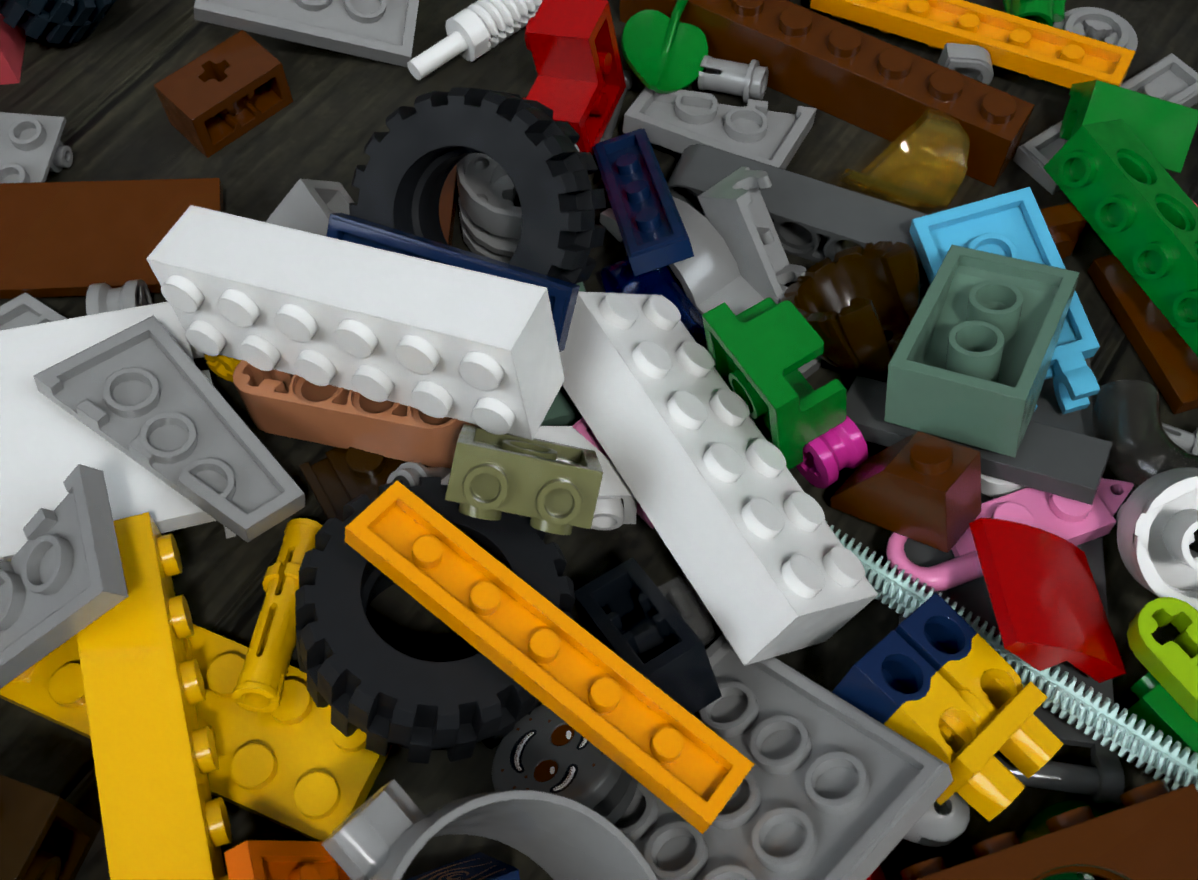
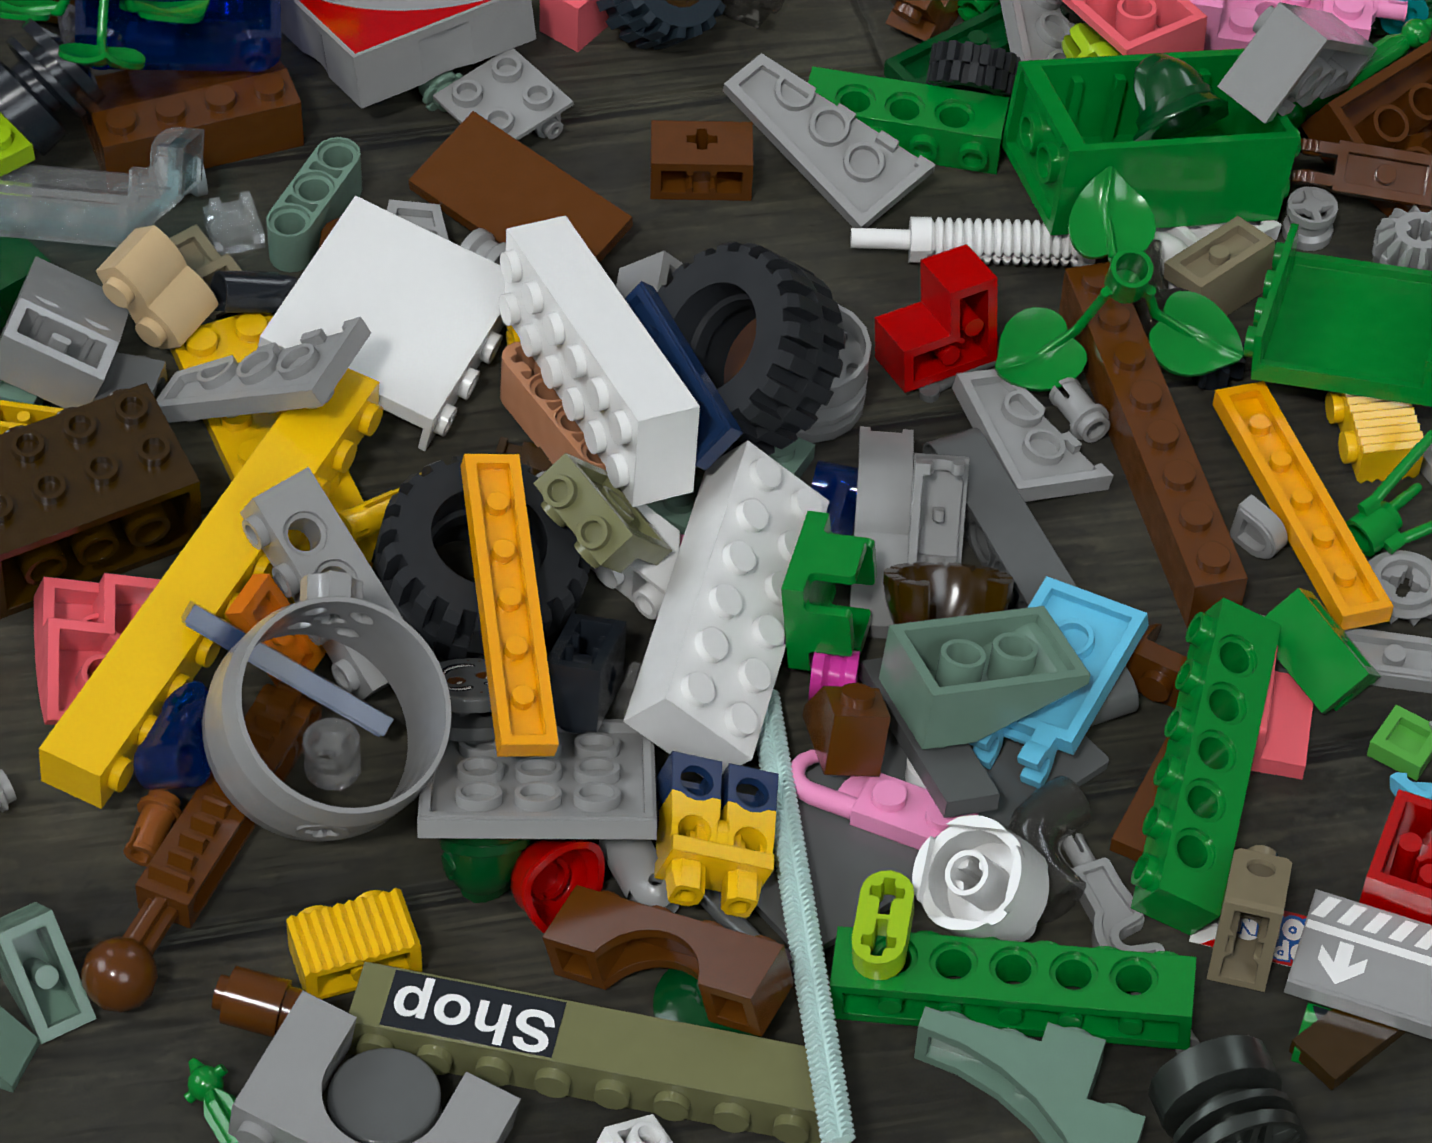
camera: 40 degrees right, 10 degrees down
(175, 424) = (442, 344): light grey wing -> none
(205, 726) = (304, 507): none -> light grey brick
(642, 202) = (887, 431): dark blue tile -> none
(920, 165) = (1118, 556): clear yellow helmet -> none
(1045, 599) = (843, 830): red slope -> none

